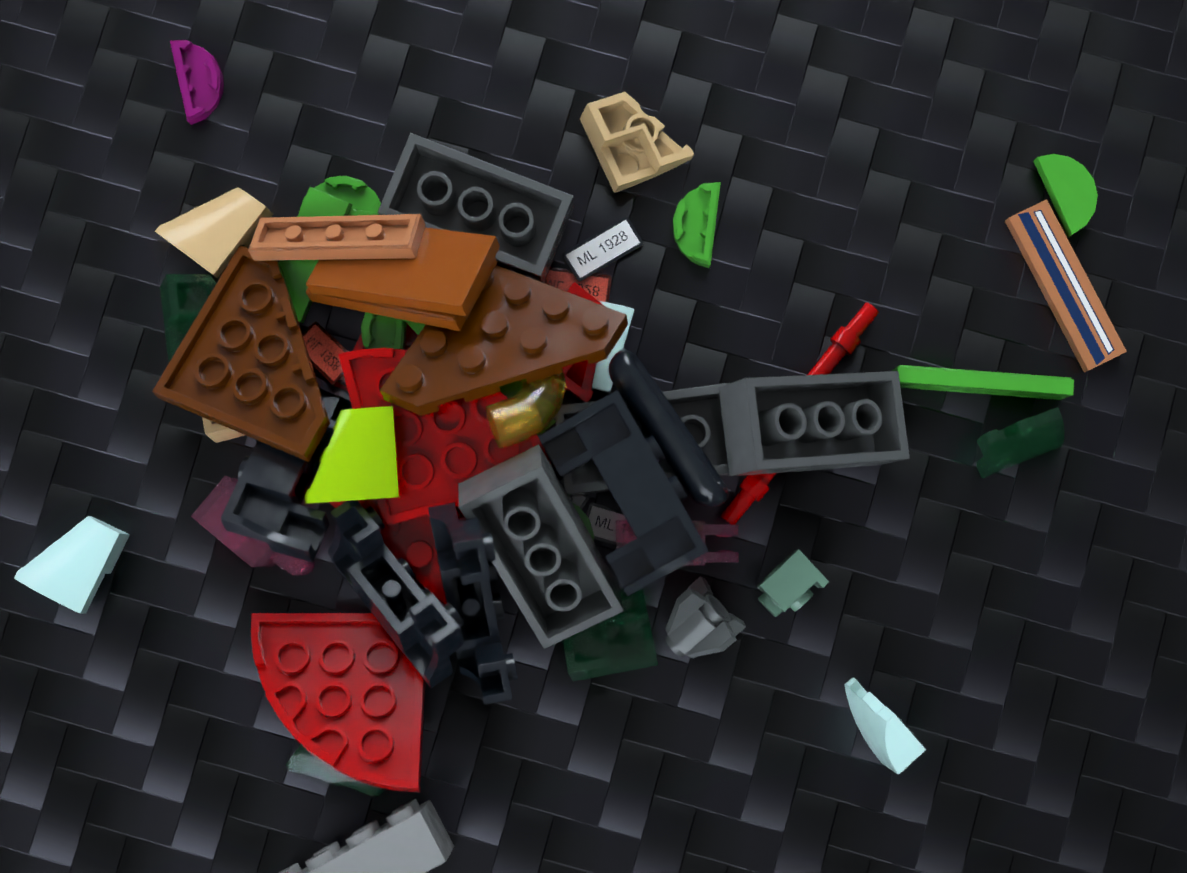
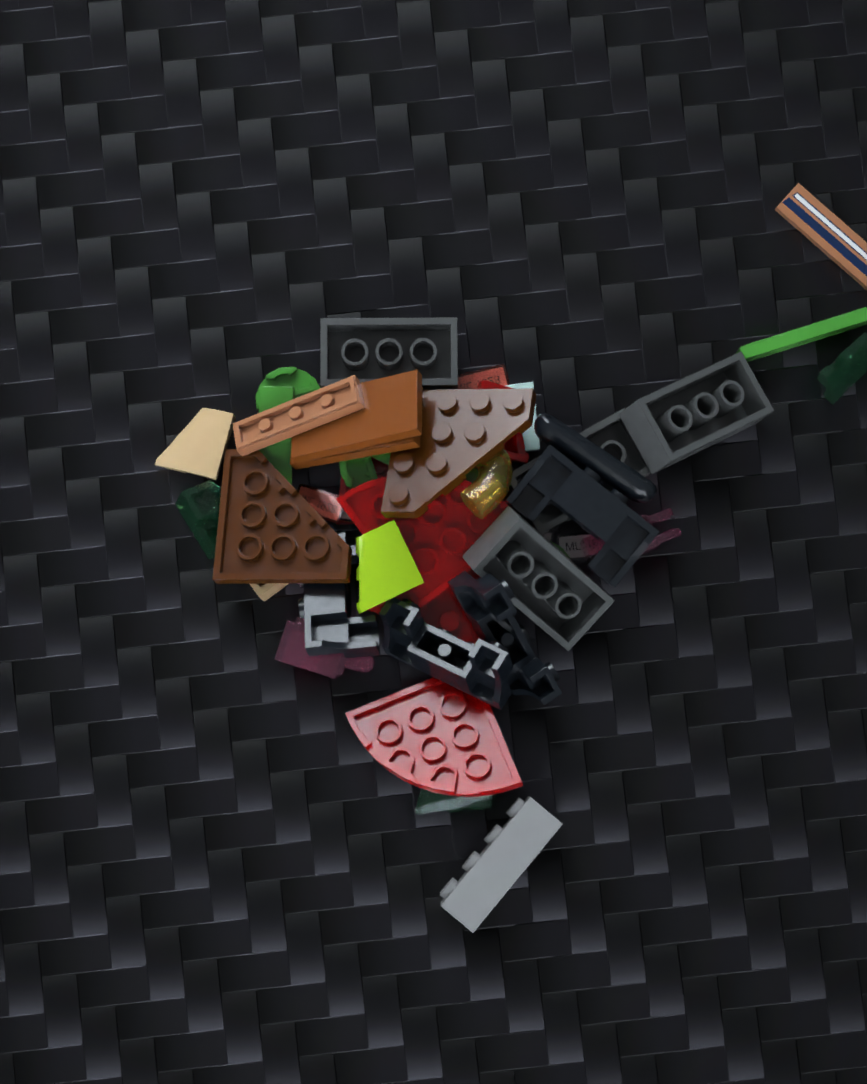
camera: 25 degrees left, 0 degrees up
(75, 564) = (199, 730): light aqua slope -> none
(198, 79) = (139, 338): magenta tile -> none
(602, 249) = (489, 346): white sticker -> none
(614, 644) = (616, 629): clear green slope -> none
(630, 142) = (478, 260): tan slope -> none
(696, 222) = (550, 300): bright green tile -> none
(701, 623) = (672, 589): dark grey brick -> none
(790, 584) = (725, 535): sand green brick -> none
(843, 342) = (693, 345): red bar -> none
(882, 729) = (831, 611): light aqua slope -> none
(1069, 189) = (812, 169): bright green tile -> none

